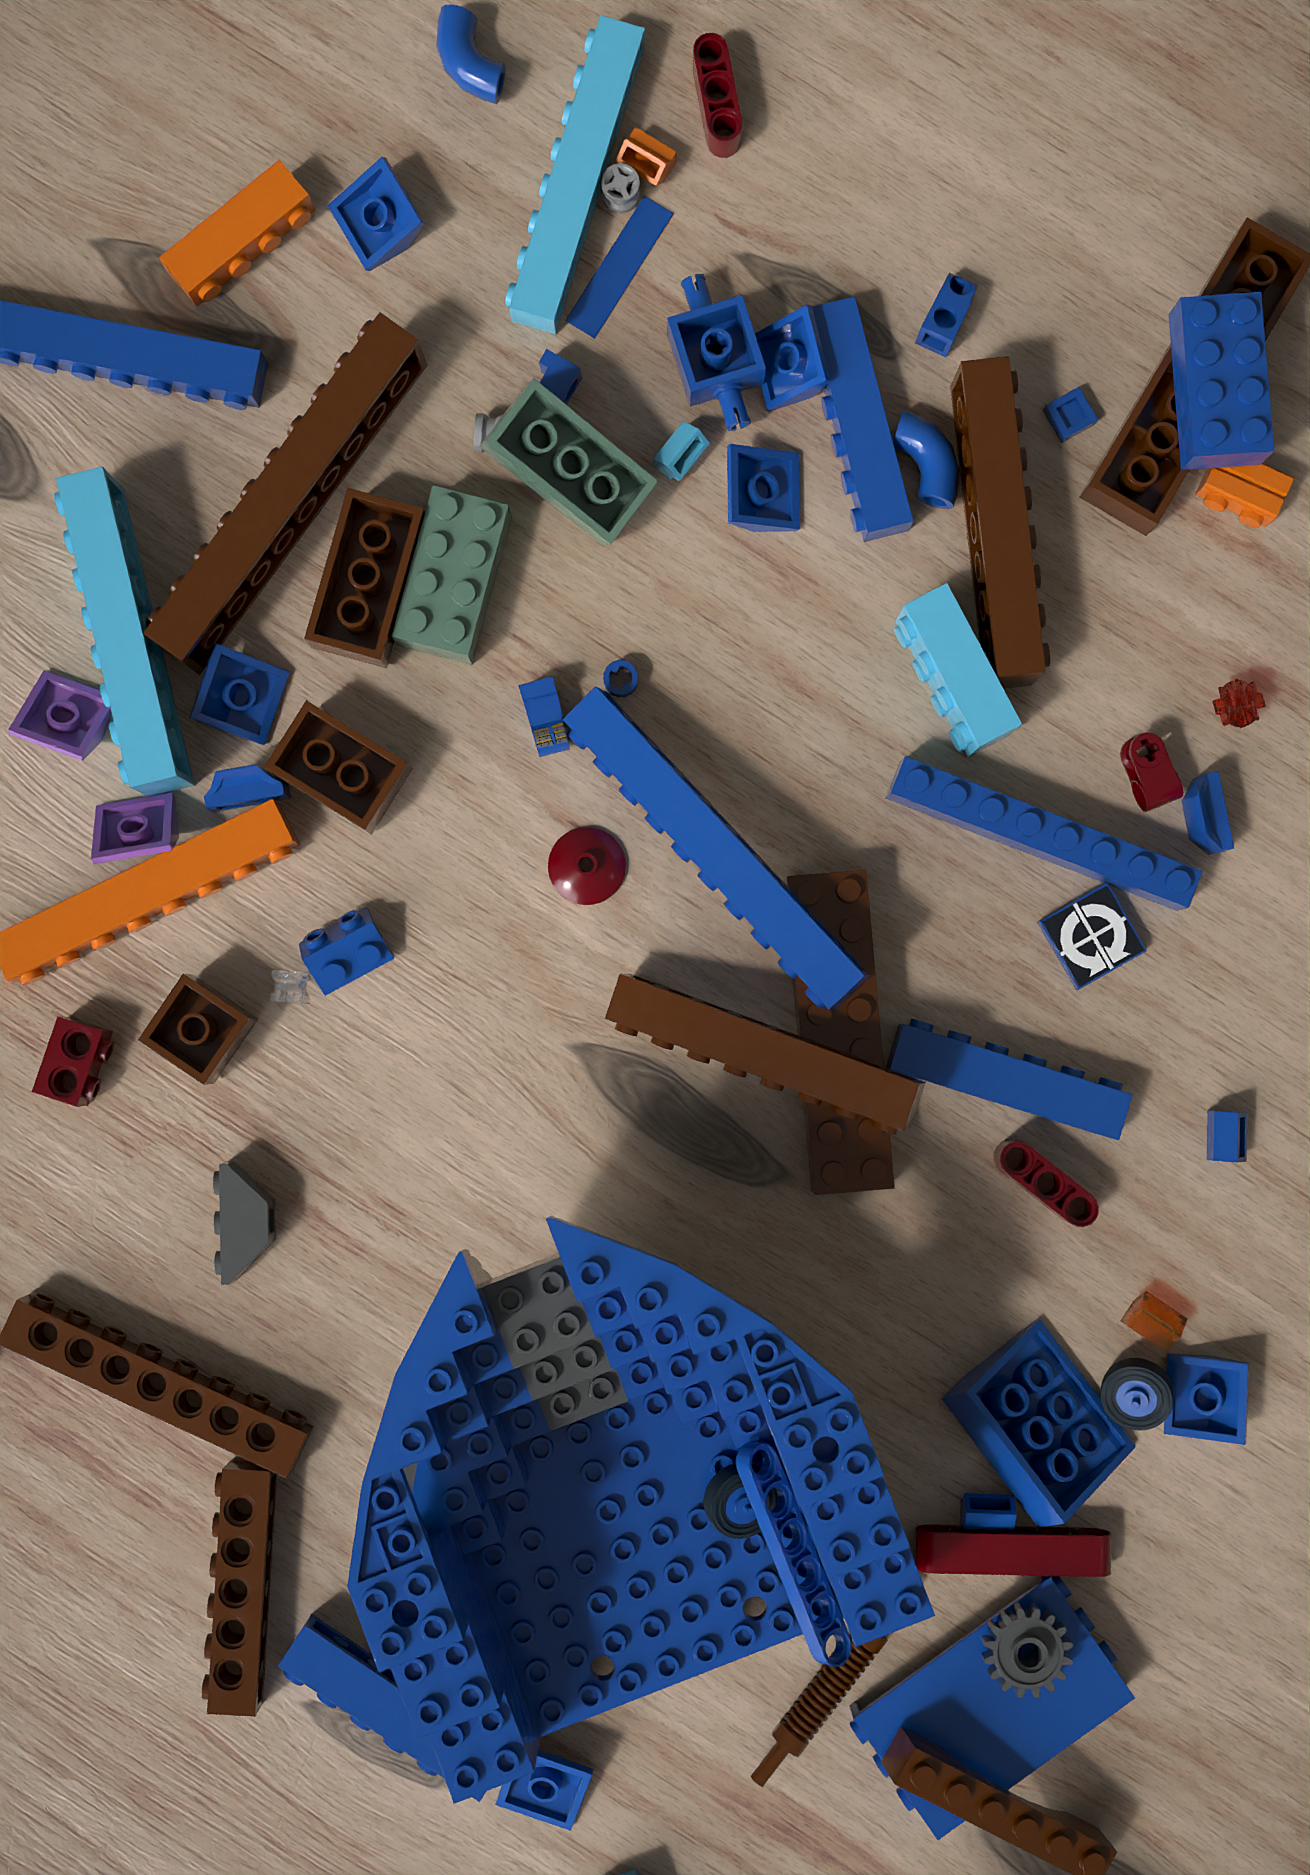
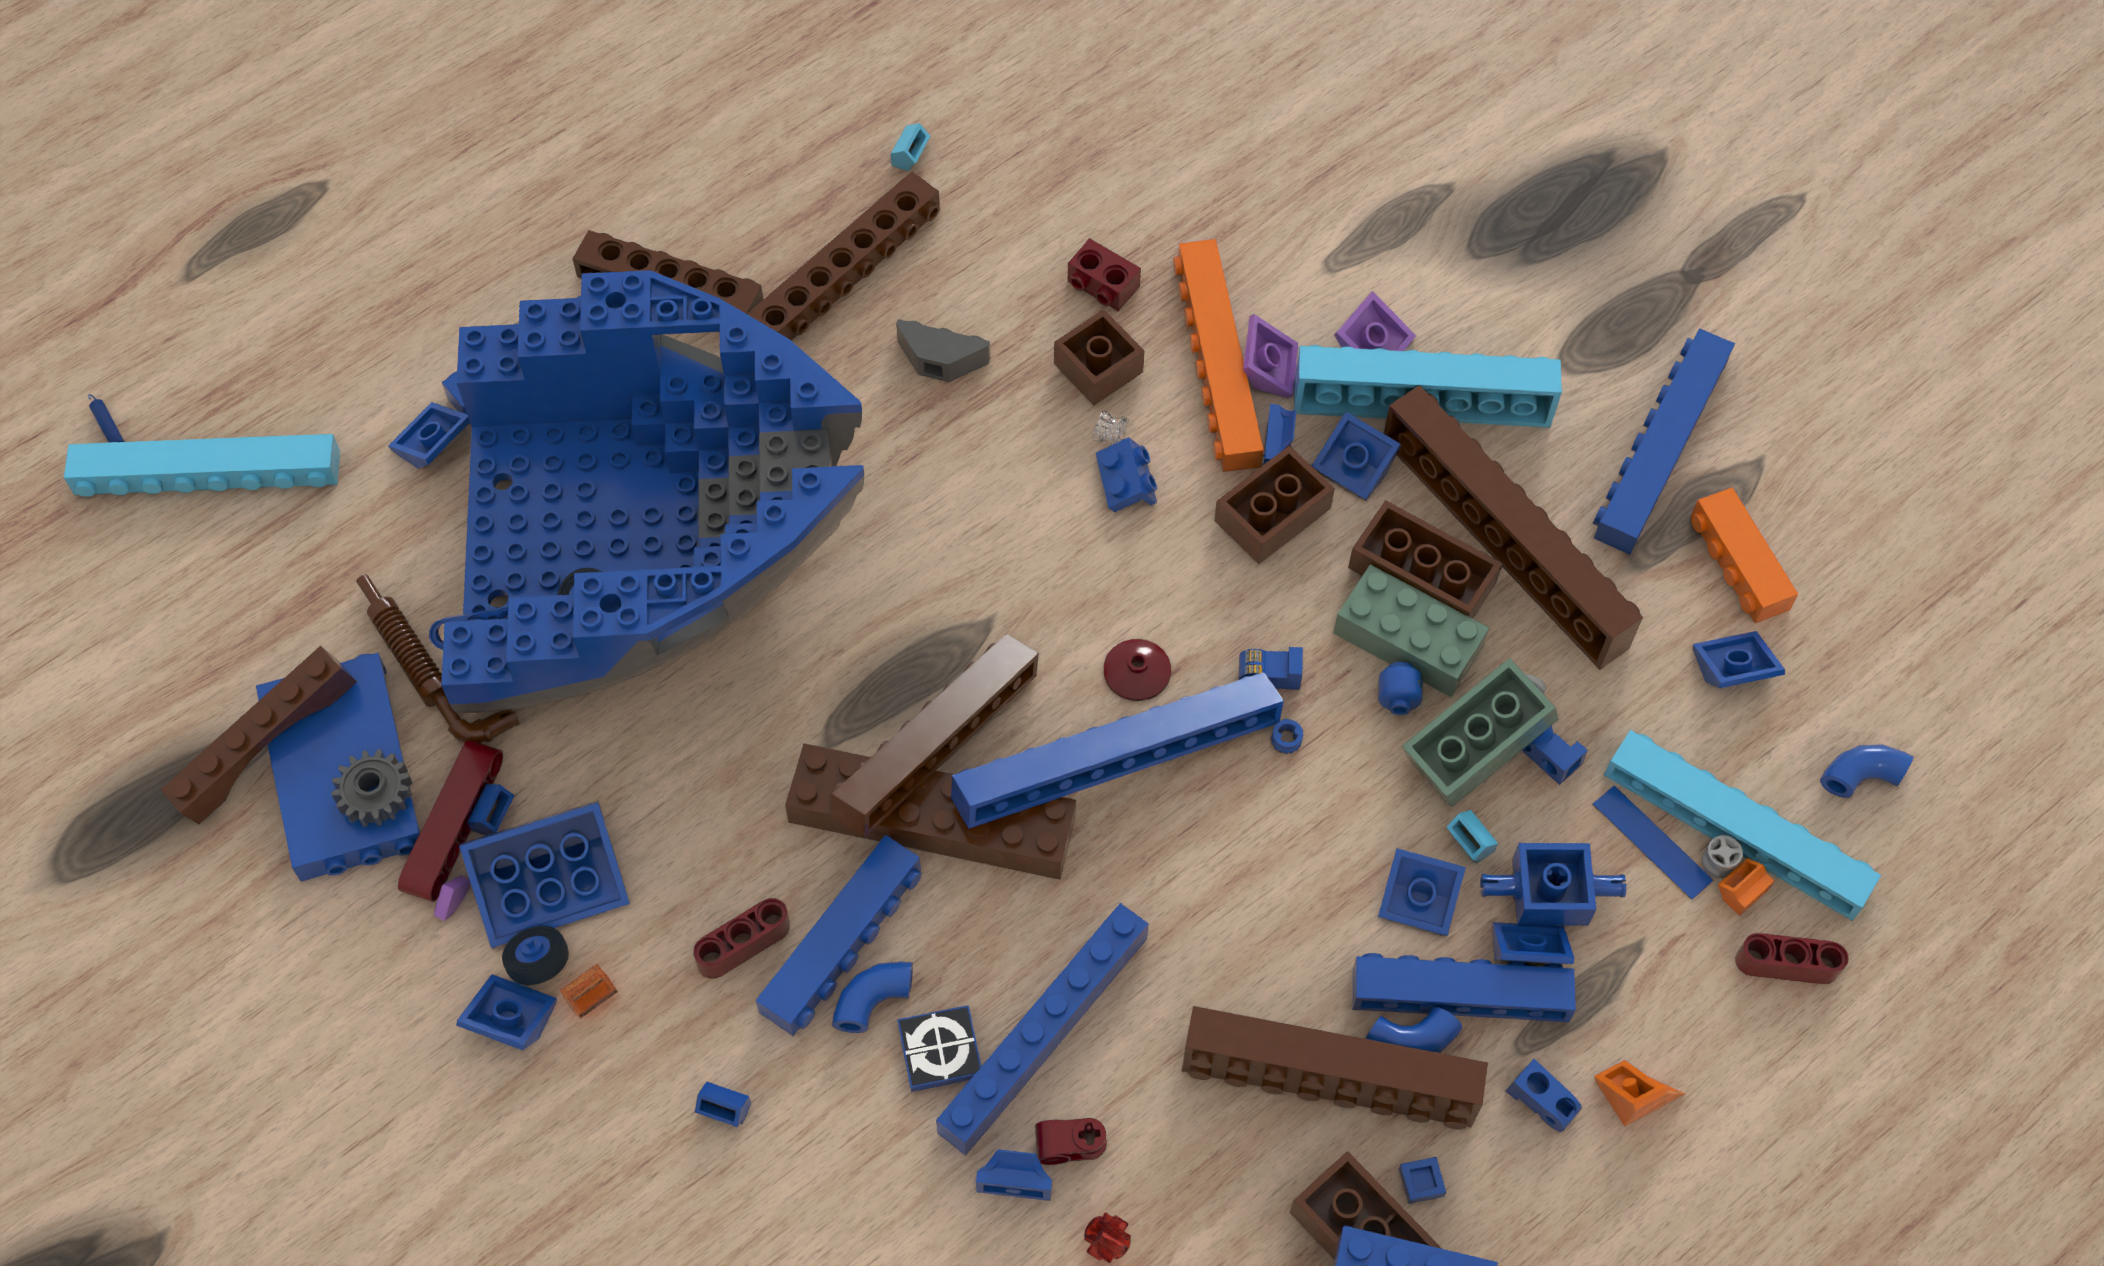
camera: 105 degrees right, 25 degrees down
(527, 569) = (1400, 688): none -> blue head
(912, 221) = (1633, 1092): none -> orange slope
(956, 671) = (1230, 983): medium azure brick -> none
(1059, 1030) = (868, 990): none -> blue cylinder
(1100, 1513) = (451, 897): none -> medium lavender tile

